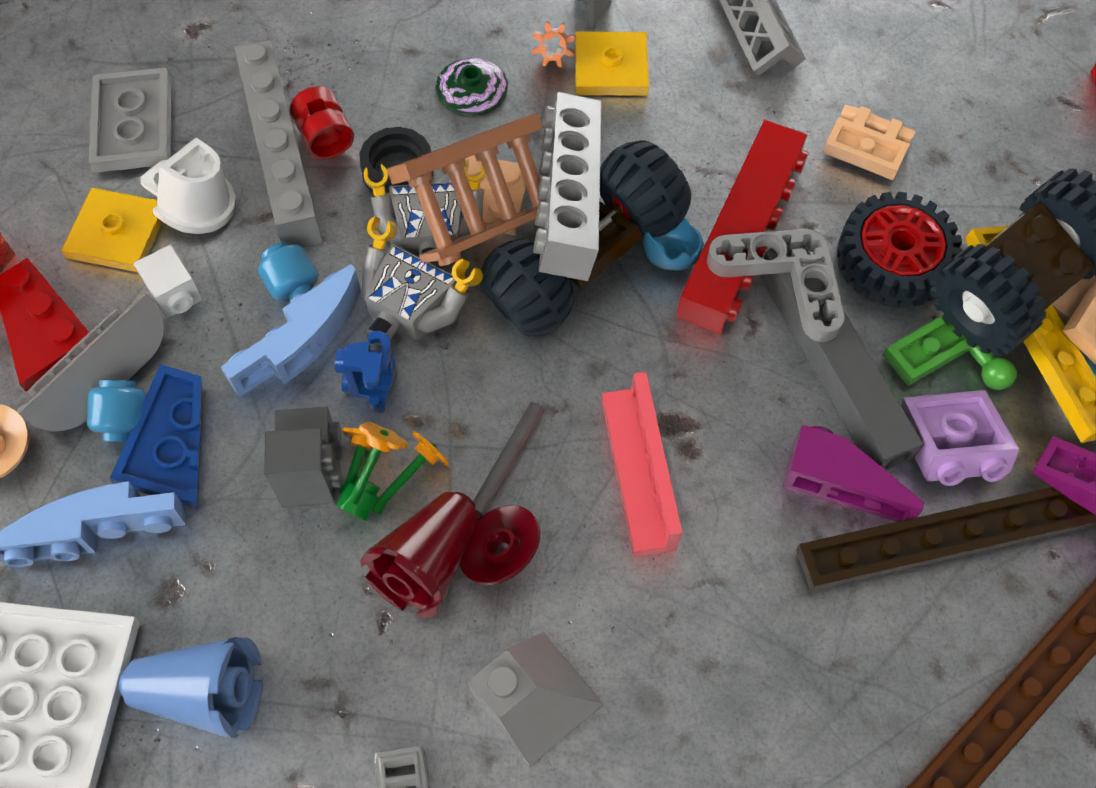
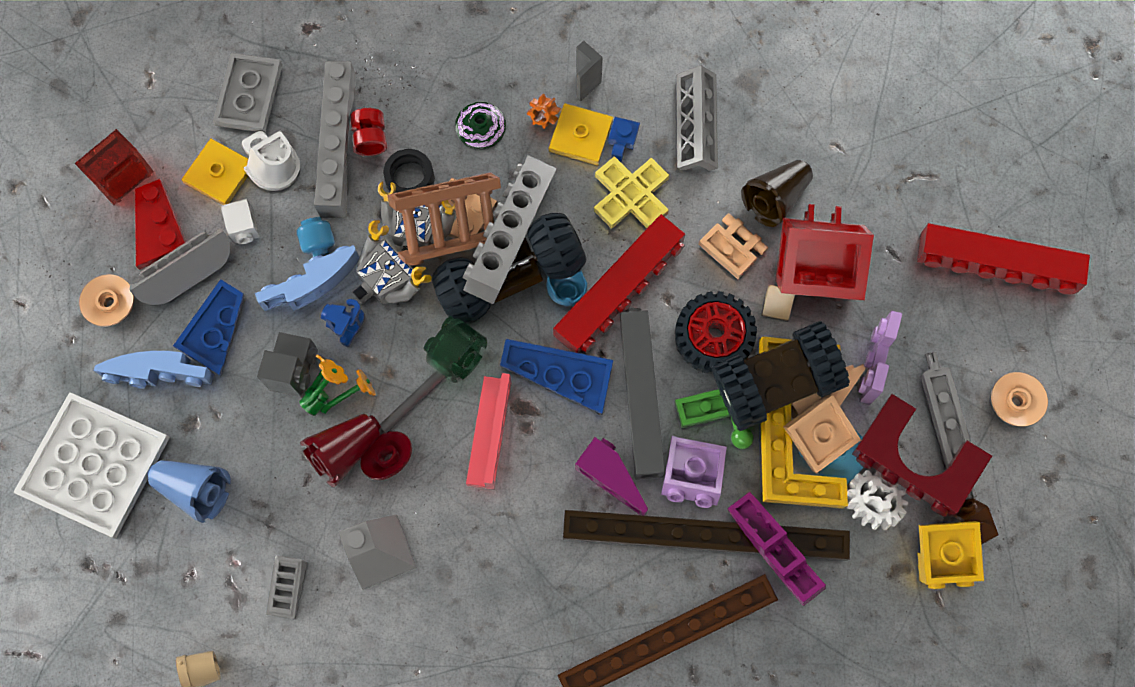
camera: 20 degrees right, 10 degrees up
(114, 408) = (187, 300): dark azure head -> none
(550, 363) = (455, 349): none -> clear green brick
(667, 51) = (622, 136): none -> blue plate
(708, 112) = (631, 192): none -> light yellow plate
(717, 357) = (567, 373): none -> blue wing
(799, 265) = (637, 331): light grey beam -> none
(896, 65) = (776, 192): none -> dark brown cone
(960, 191) = (777, 304): none -> tan slope
(1001, 109) = (824, 257): none -> red piece

